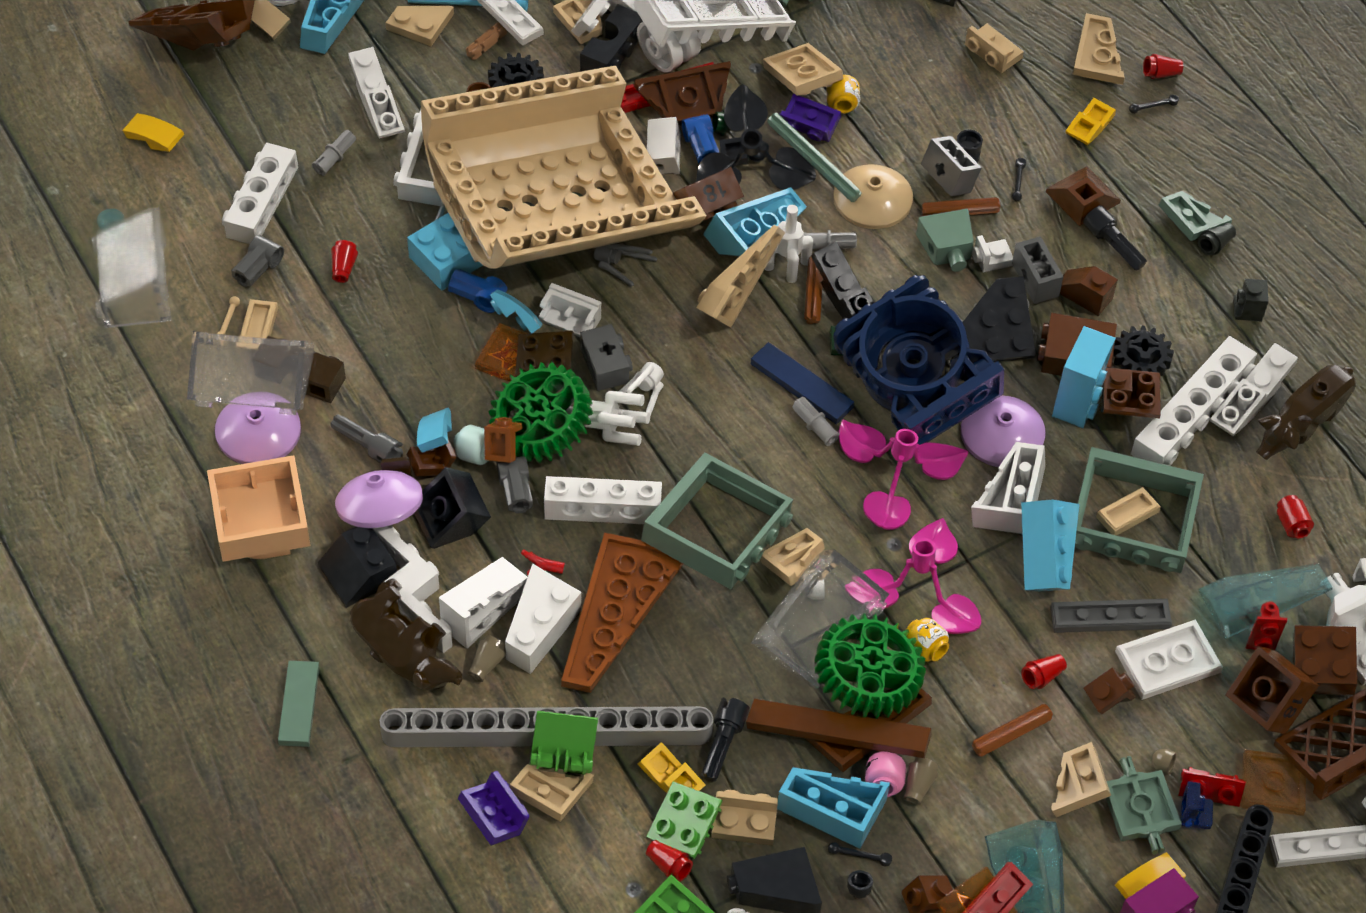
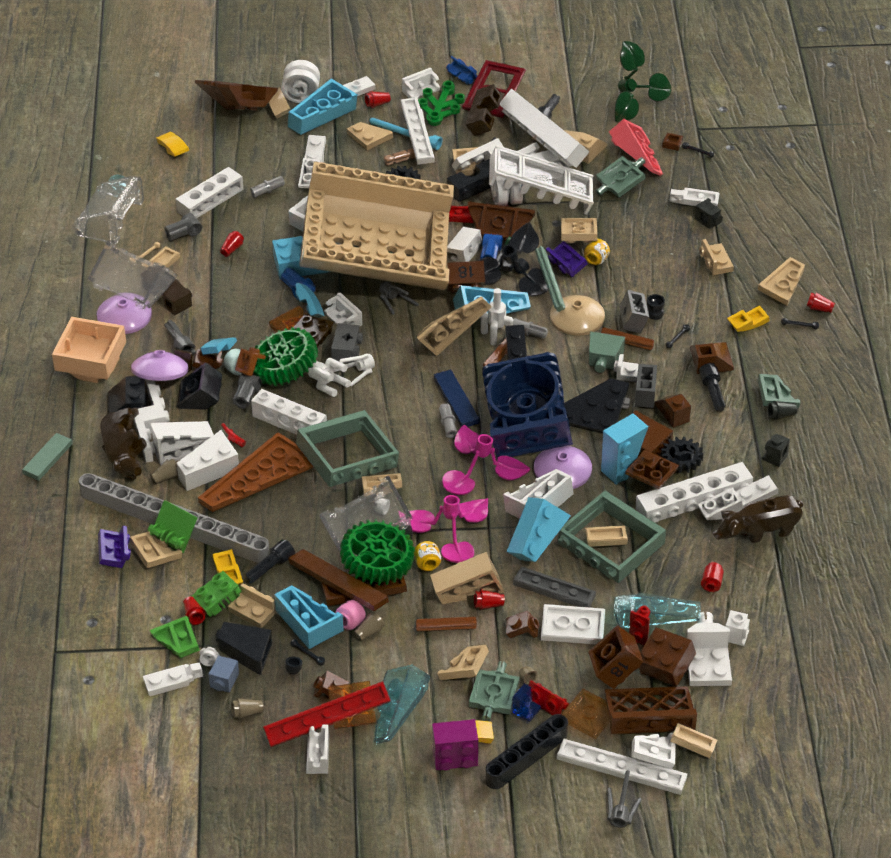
camera: 30 degrees right, 10 degrees down
(1002, 653) = (465, 578): none -> tan wedge

